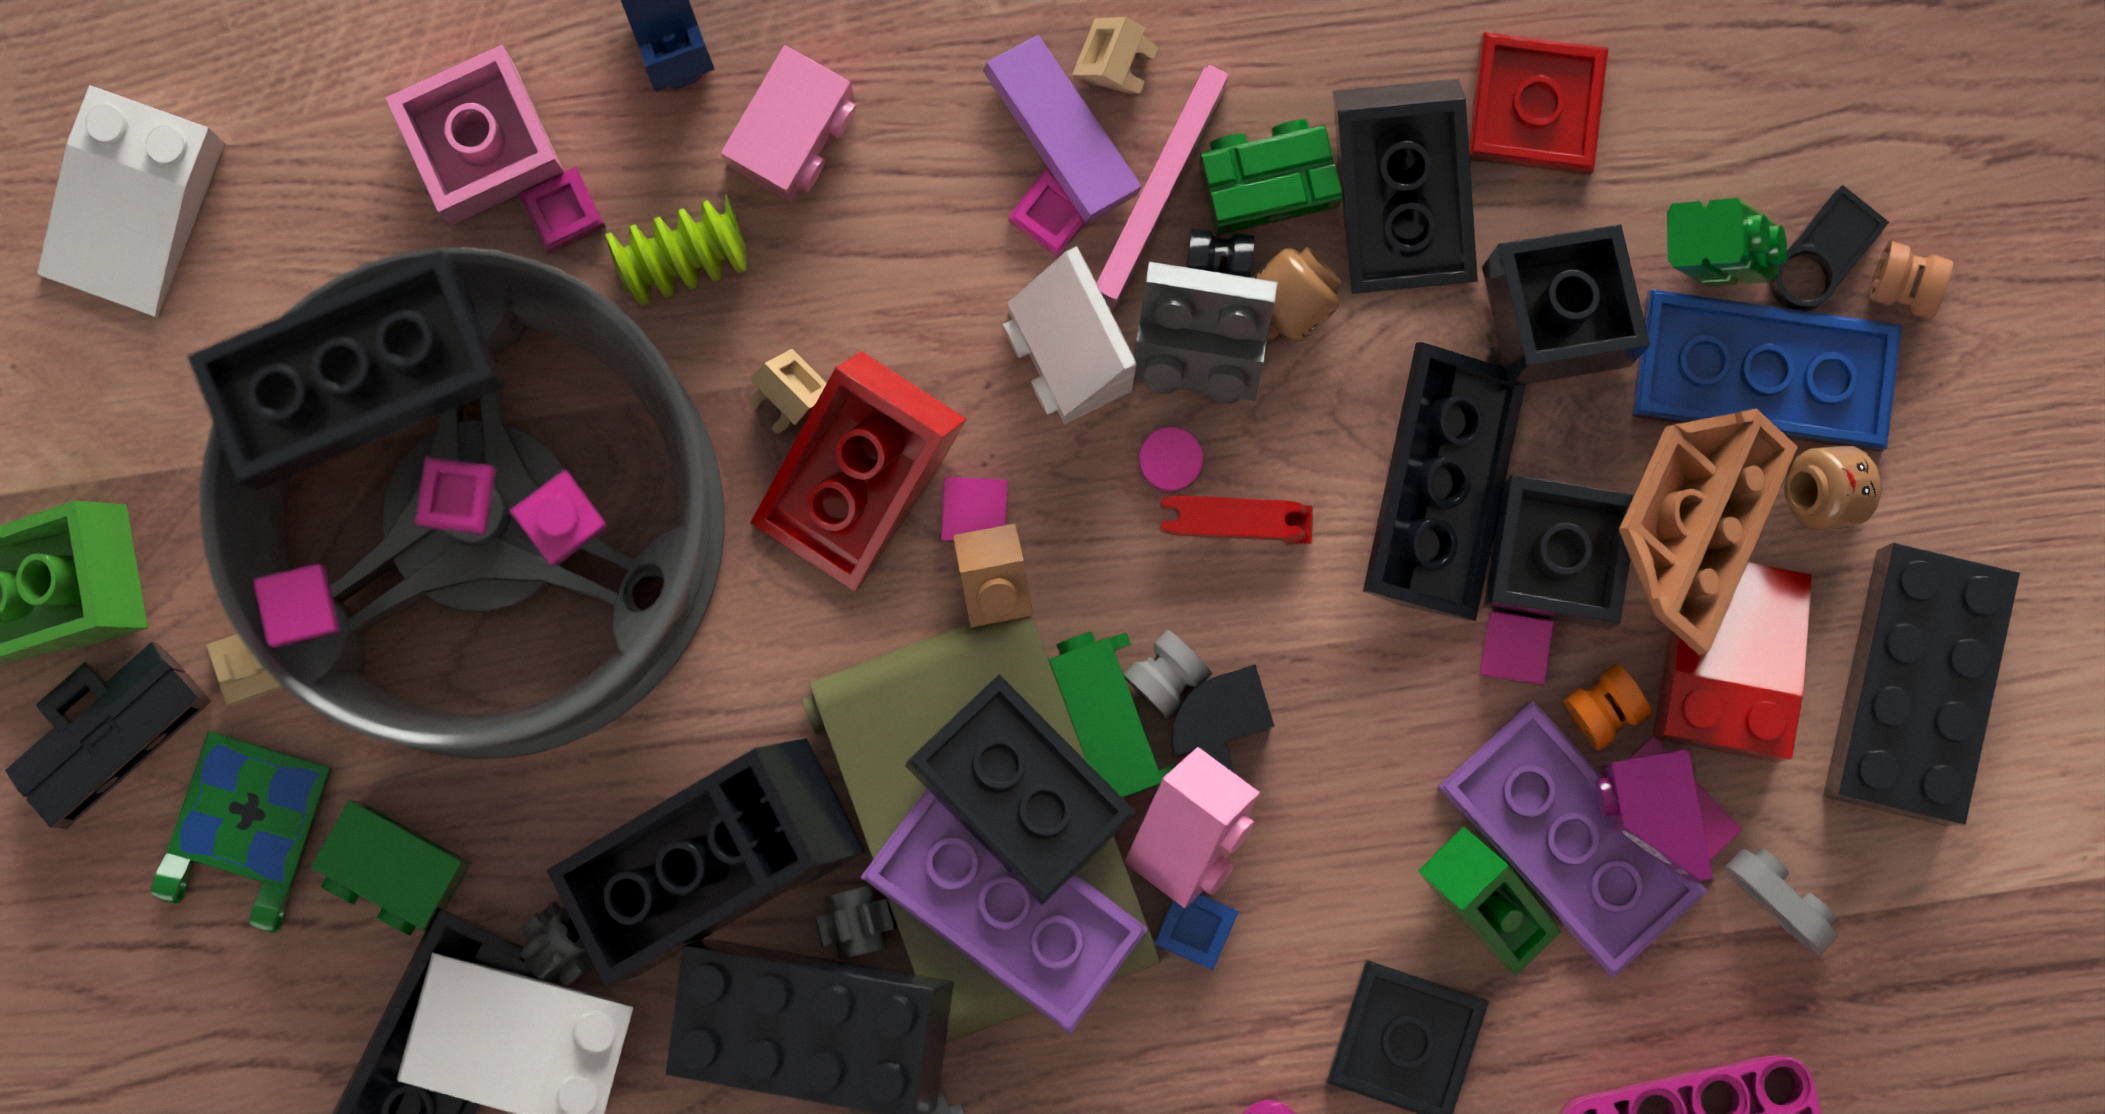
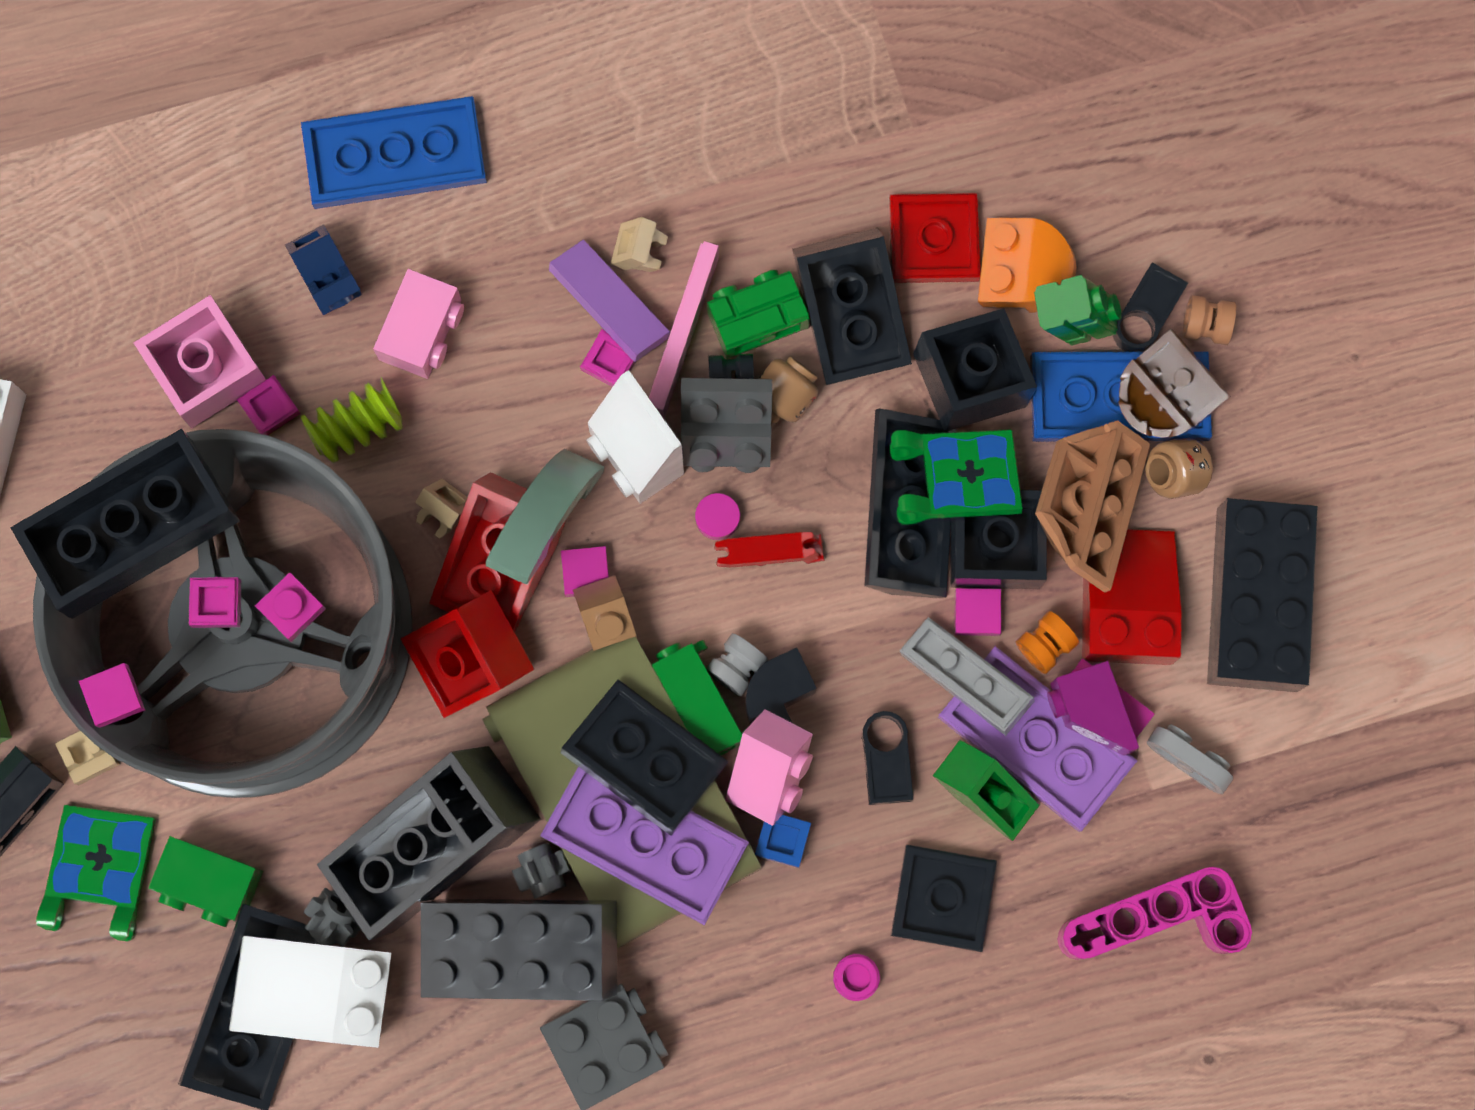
camera: 10 degrees left, 5 degrees down
(794, 605) = (467, 654): none -> red slope
(927, 426) = (541, 514): none -> sand green slope
(1357, 855) = (887, 772): none -> black piece
(1487, 738) = (967, 676): none -> light grey tile
(1527, 458) = (963, 474): none -> green flag
(1656, 155) = (1019, 258): none -> orange slope
(1836, 374) = (1168, 389): none -> slope

